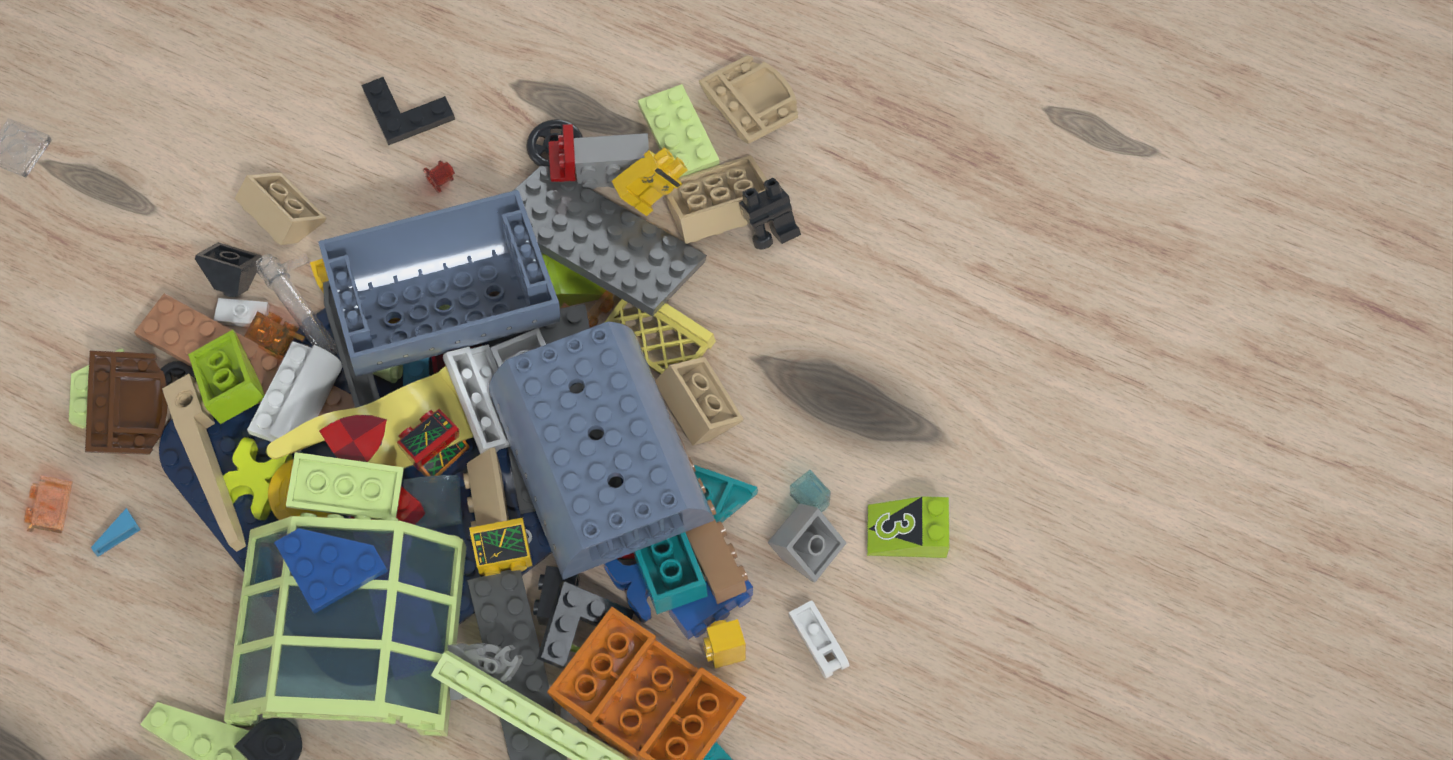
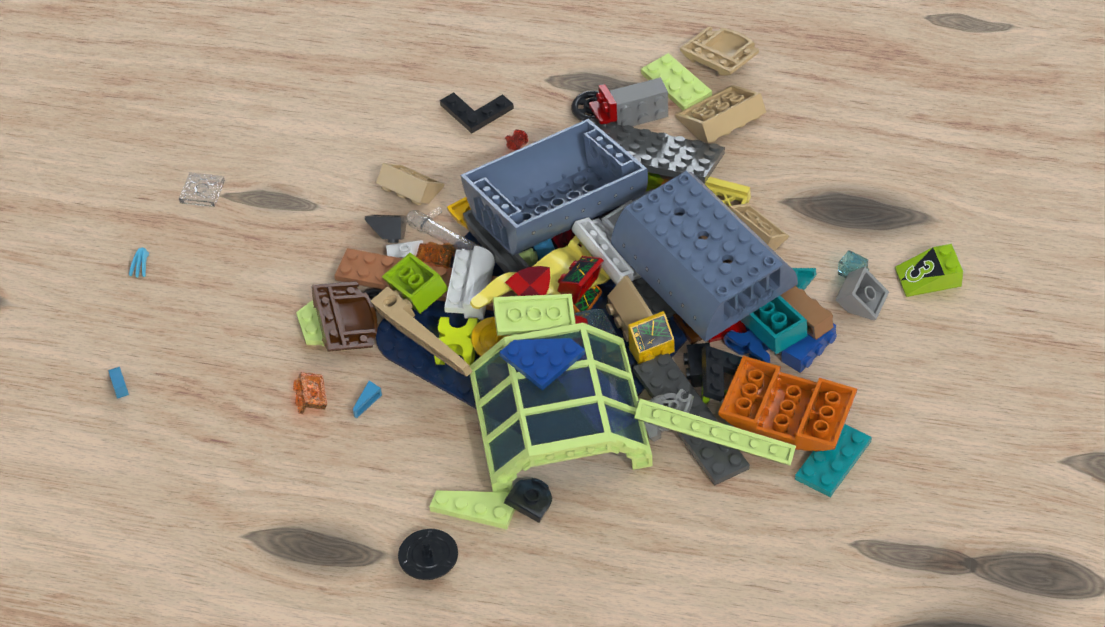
camera: 10 degrees left, 15 degrees down
(649, 179) = (671, 105): yellow hips -> none
(724, 643) = (830, 361): yellow brick -> none
(772, 207) = (762, 107): black hips -> none
(818, 638) = (892, 349): white plate -> none

